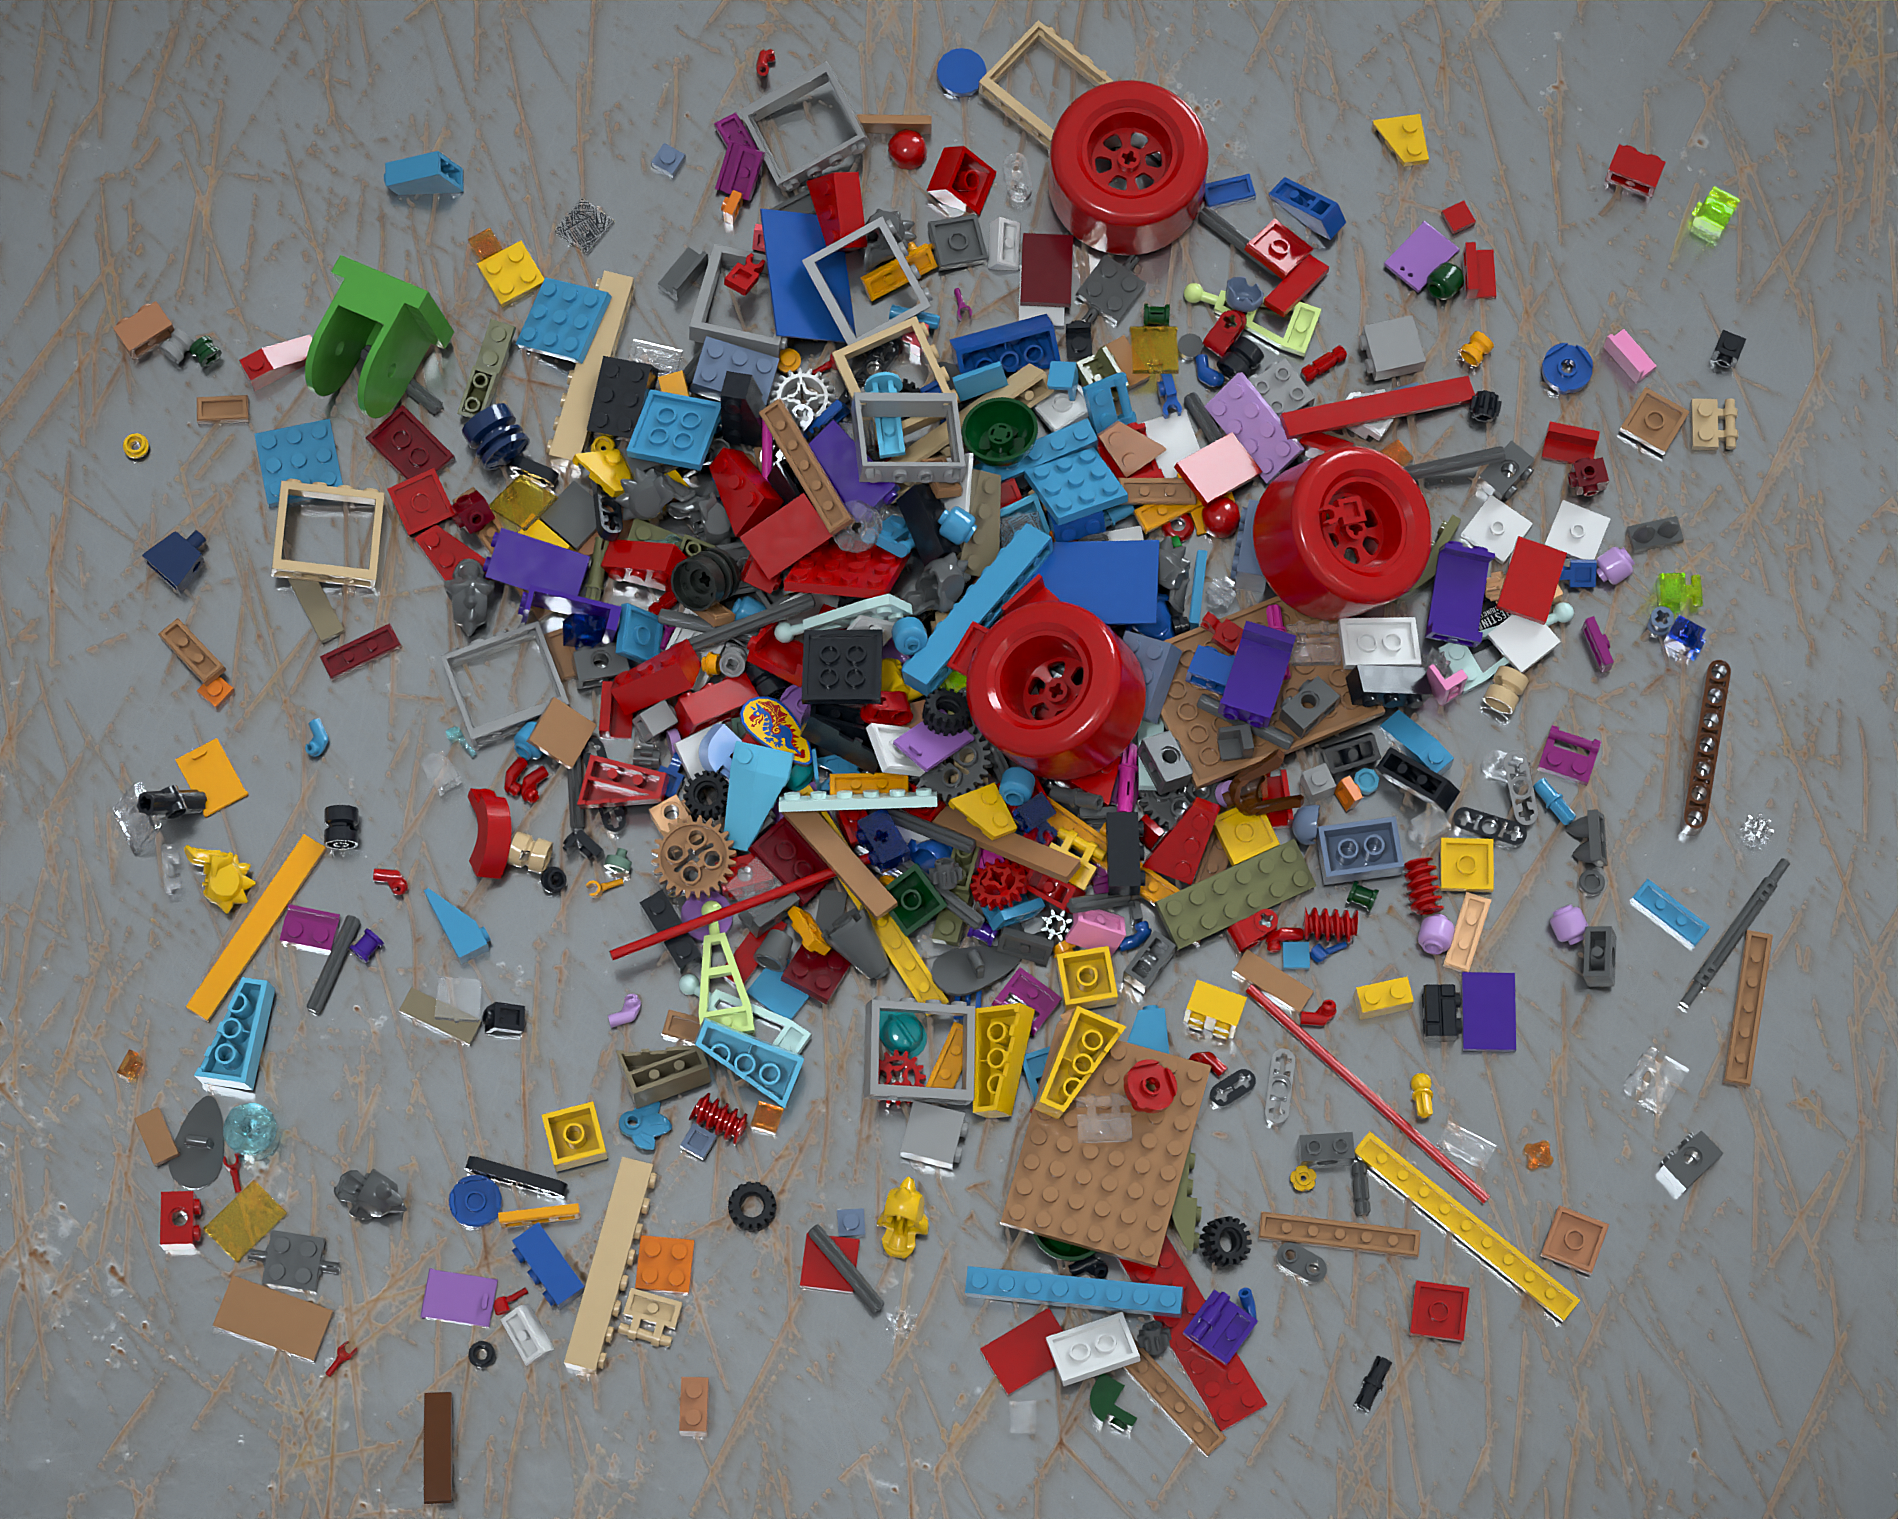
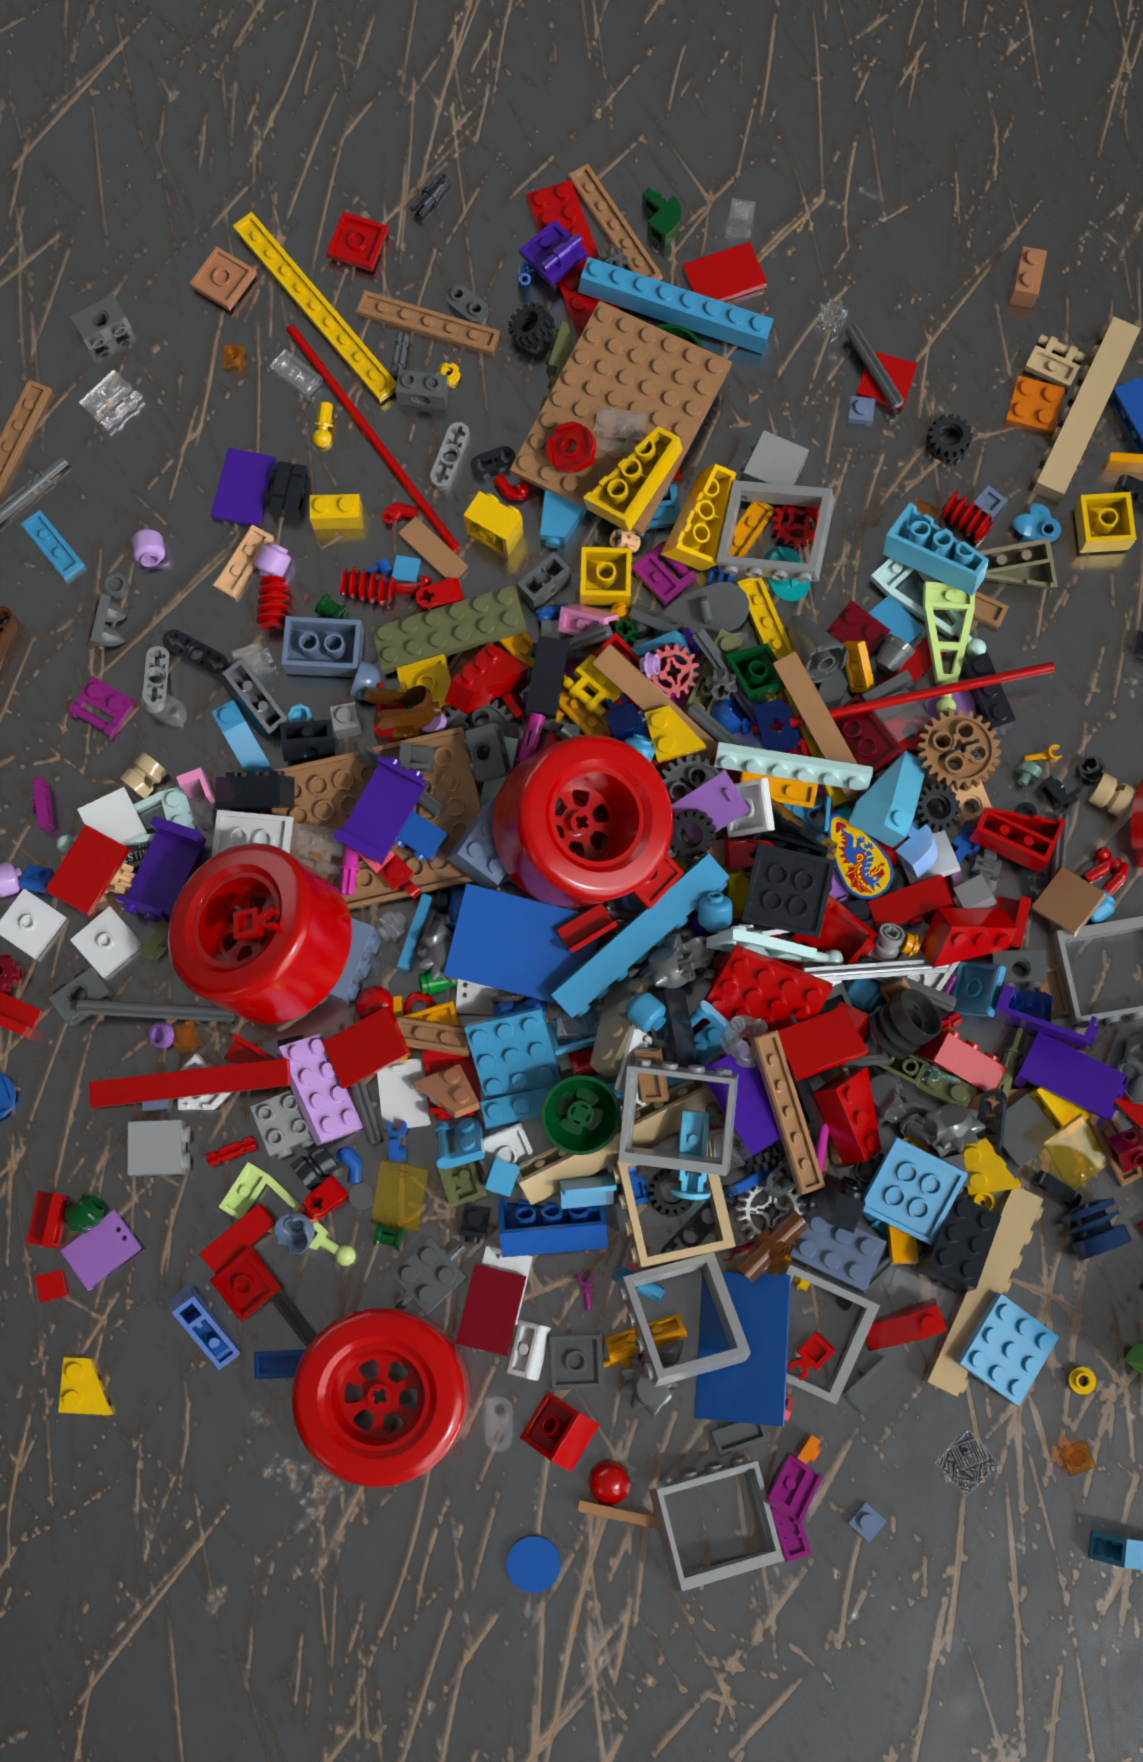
camera: 165 degrees left, 5 degrees up
(485, 317) = (1074, 1380): none -> yellow plate
(488, 369) = (1093, 1309): olive slope -> none
(511, 274) = (1052, 1420): yellow plate -> none
(628, 1013) = (1037, 631): lavender arm -> none
(656, 323) = (906, 1325): none -> red slope
(763, 59) = (748, 1615): red arm -> none
(798, 360) = (772, 1245): none -> reddish brown piece
(838, 207) = (696, 1420): red wedge -> none
(903, 1219) = (815, 397): yellow head -> none
(1014, 109) = (402, 1545): tan window -> none
(1021, 873) = (650, 664): none -> lavender plate
(1093, 1349) = (670, 253): white plate -> none
(1123, 355) = (434, 1202): medium nougat tile -> none
(1301, 719) = (321, 782): dark grey brick -> none
(1348, 793) = (319, 706): orange plate -> none
(1418, 451) = (161, 1035): none -> medium lavender tile
(1466, 865) = (226, 620): yellow plate -> none
(1476, 348) = (73, 1133): light orange wheel -> none
(1485, 406) = (81, 1068): black gear -> none
(1554, 801) = (128, 664): dark azure axle -> none
(1599, 956) = (128, 509): dark grey brick -> none

